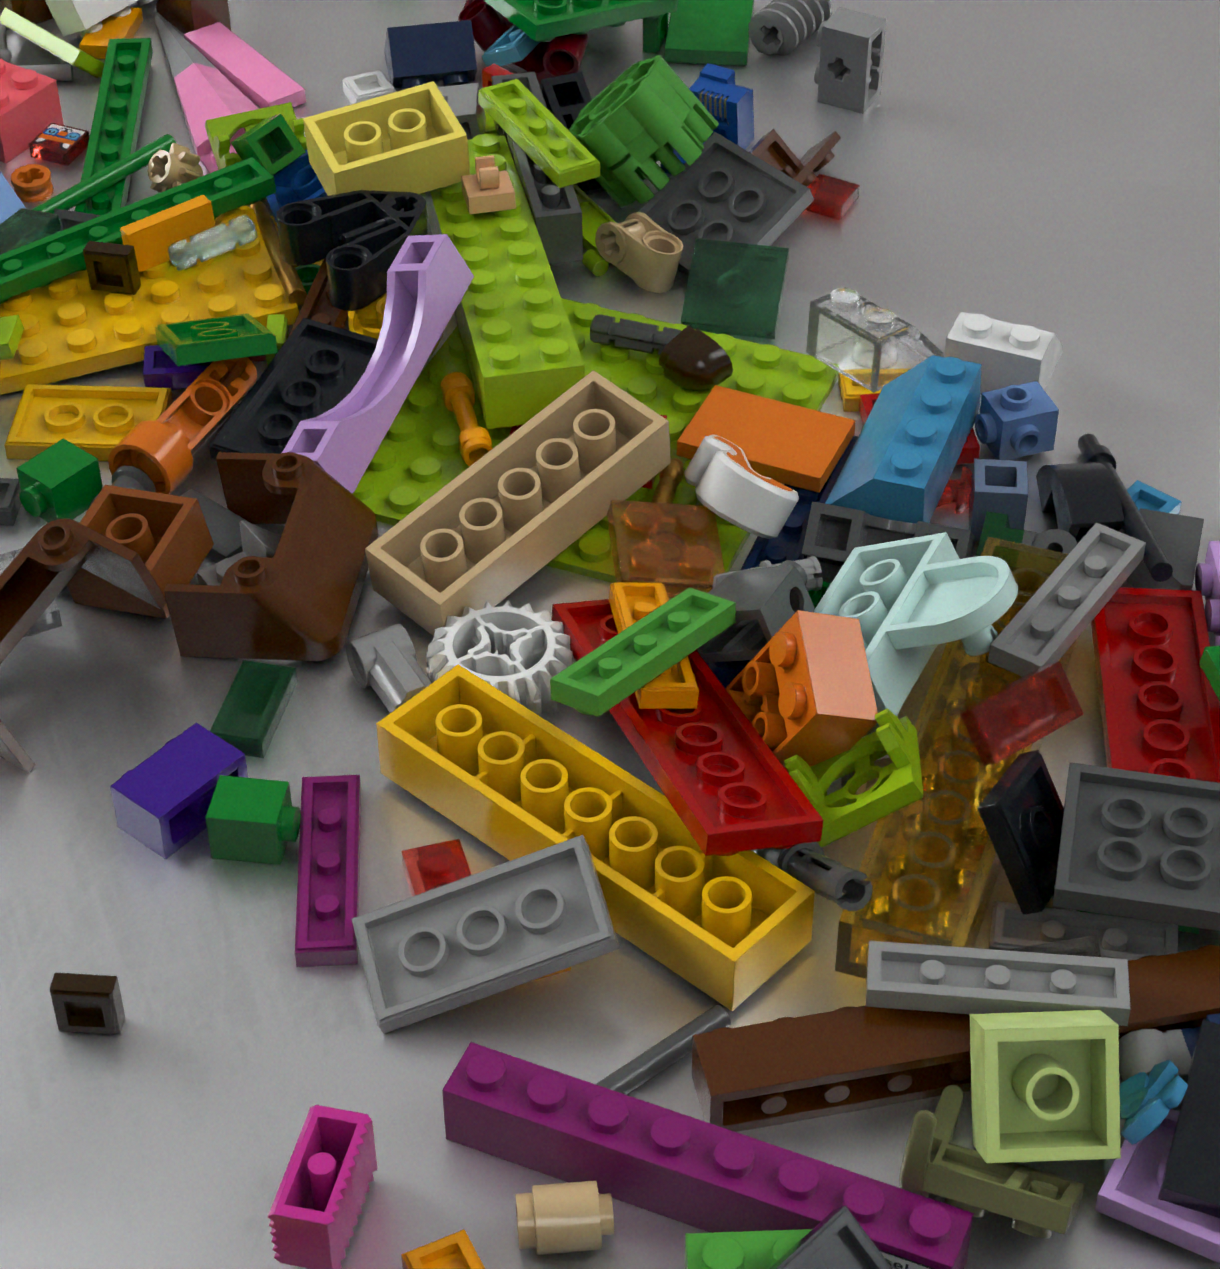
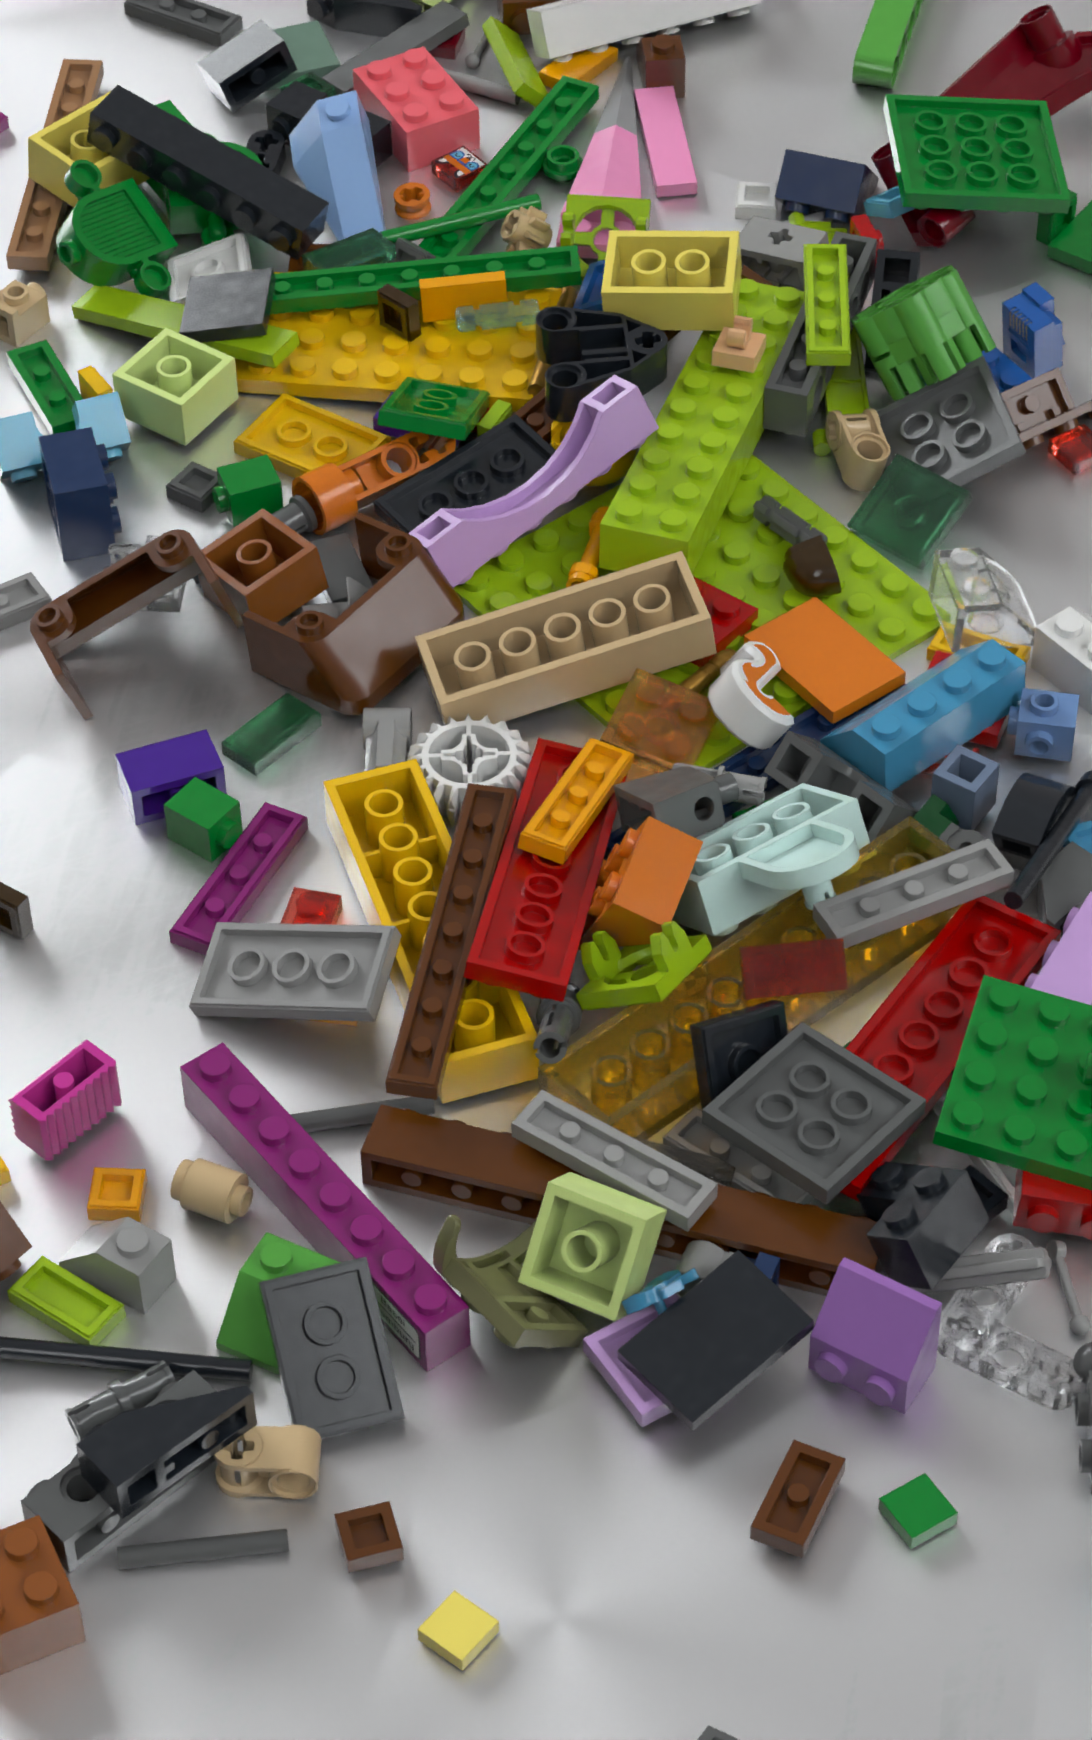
camera: 30 degrees right, 5 degrees up
(161, 110) = (562, 163): none -> green plate
(270, 144) = (594, 235): green brick -> none
(642, 652) = (540, 802): bright green plate -> none
(661, 856) = (439, 982): none -> reddish brown tile

